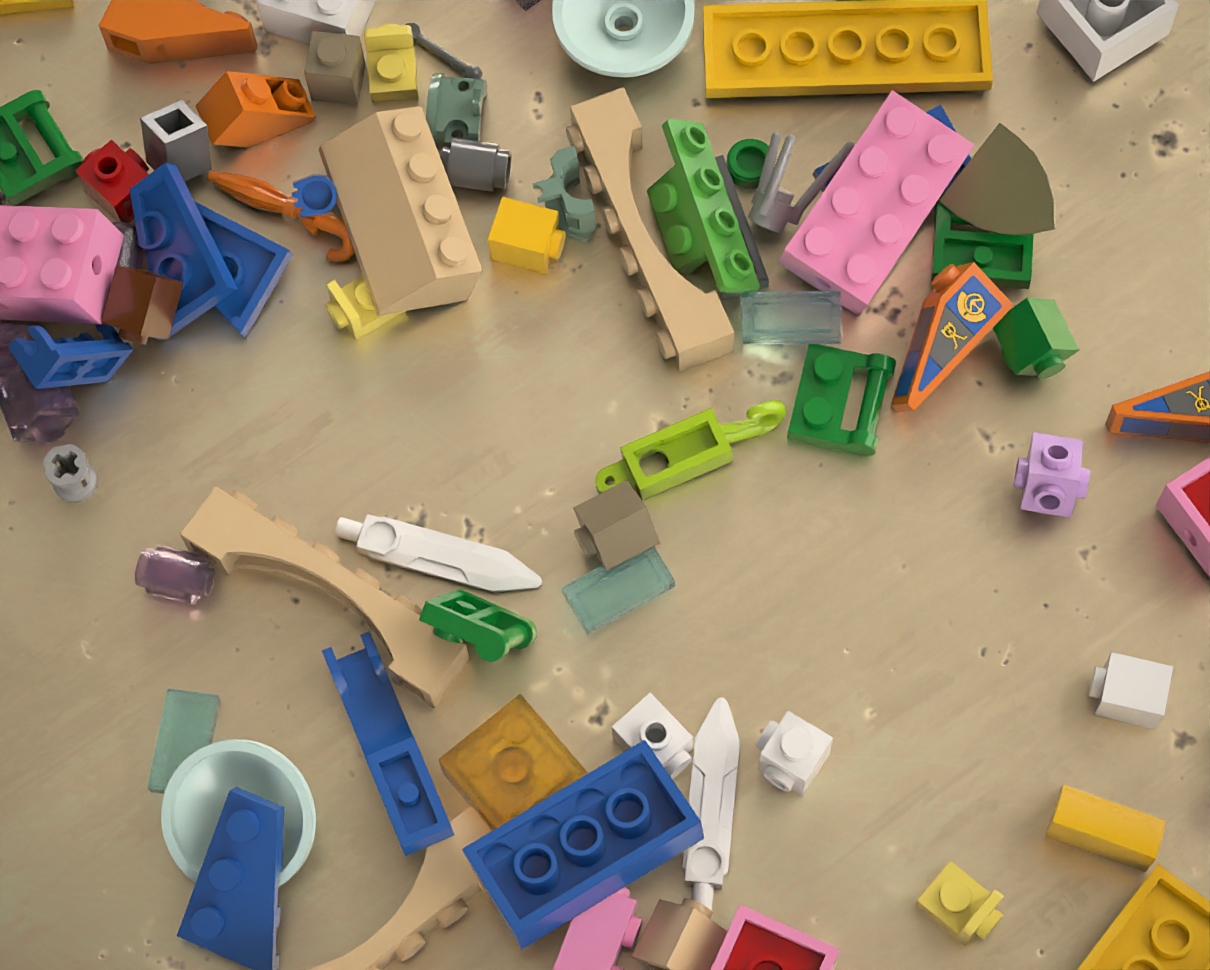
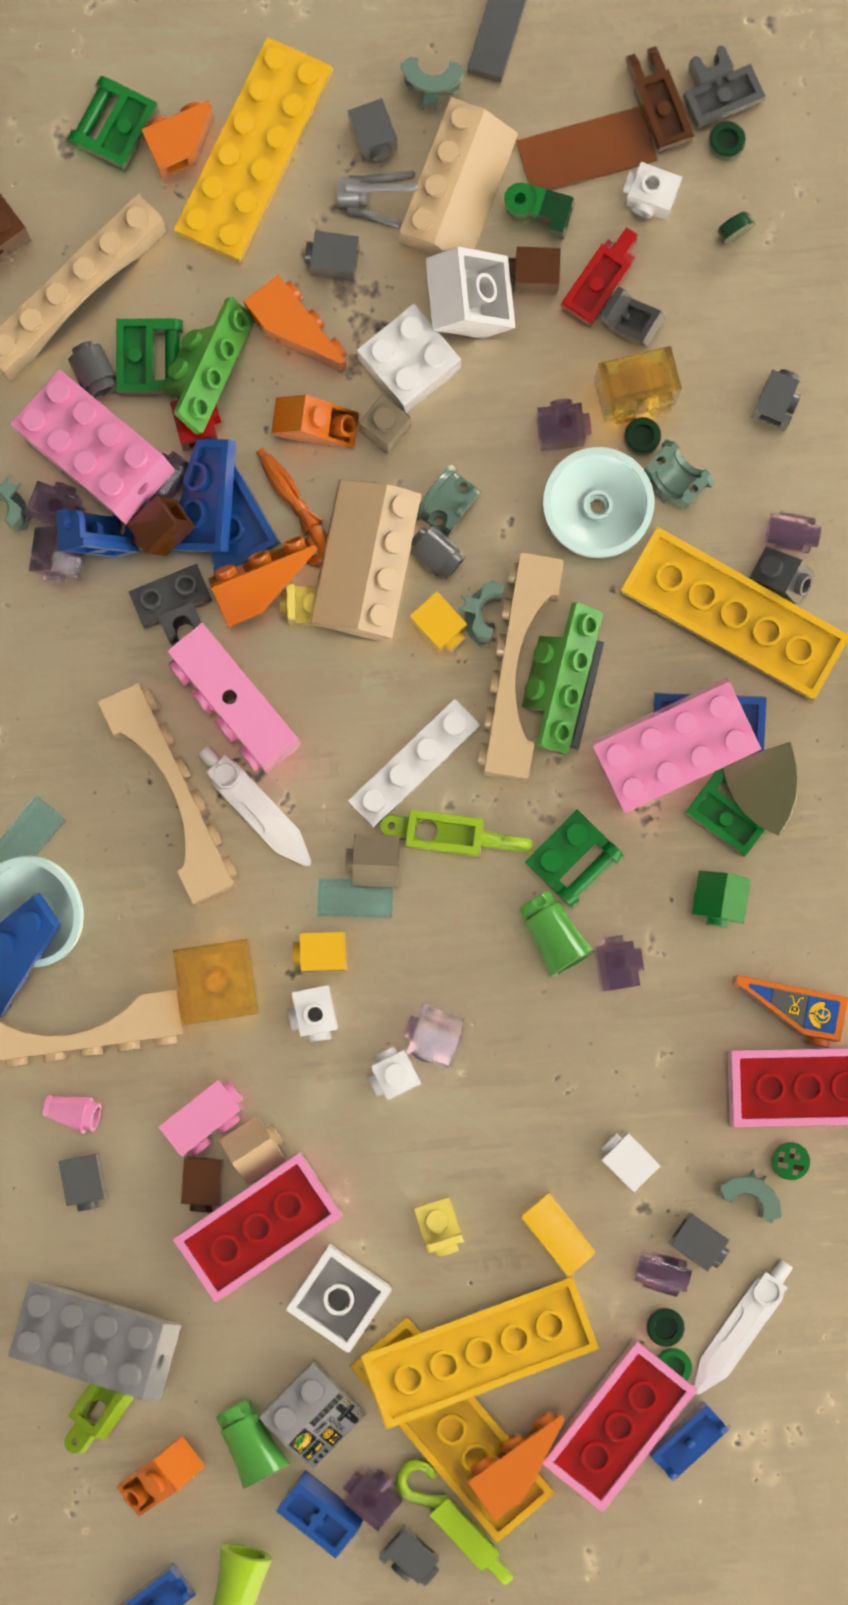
camera: 25 degrees right, 15 degrees up
(74, 461) = (42, 611): light grey bush -> none
(95, 111) = (206, 363): none -> bright green bracket
(174, 574) = (81, 722): brick -> none
(177, 138) = (247, 419): dark grey brick -> none
(206, 385) = (172, 601): none -> dark grey plate
(291, 309) = (253, 586): none -> orange slope
(314, 194) = (315, 516): blue piece -> none
(340, 440) = (218, 679): none -> bright pink brick
(389, 747) = (149, 919): blue piece -> none
(391, 63) = (425, 441): light yellow bracket -> none
(469, 71) = (454, 424): dark grey hinge -> none
(479, 622) = (244, 864): green plate -> none
(583, 844) = (228, 1057): blue slope -> none
(592, 403) = (414, 763): none -> white plate
(617, 666) = (320, 952): none -> yellow brick
(712, 801) = (327, 1071): white piece -> none
(746, 162) = (619, 657): green tile -> none
(773, 203) = (614, 698): light grey plant -> none
(791, 317) = (574, 787): clear light blue tile -> none
(811, 680) = (433, 1035): none -> brick
(876, 487) = (555, 934): none -> bright green plant
(947, 329) = (670, 857): slope -> none
(968, 480) = (618, 963): none -> brick
(1052, 475) = (670, 995): lavender brick -> none

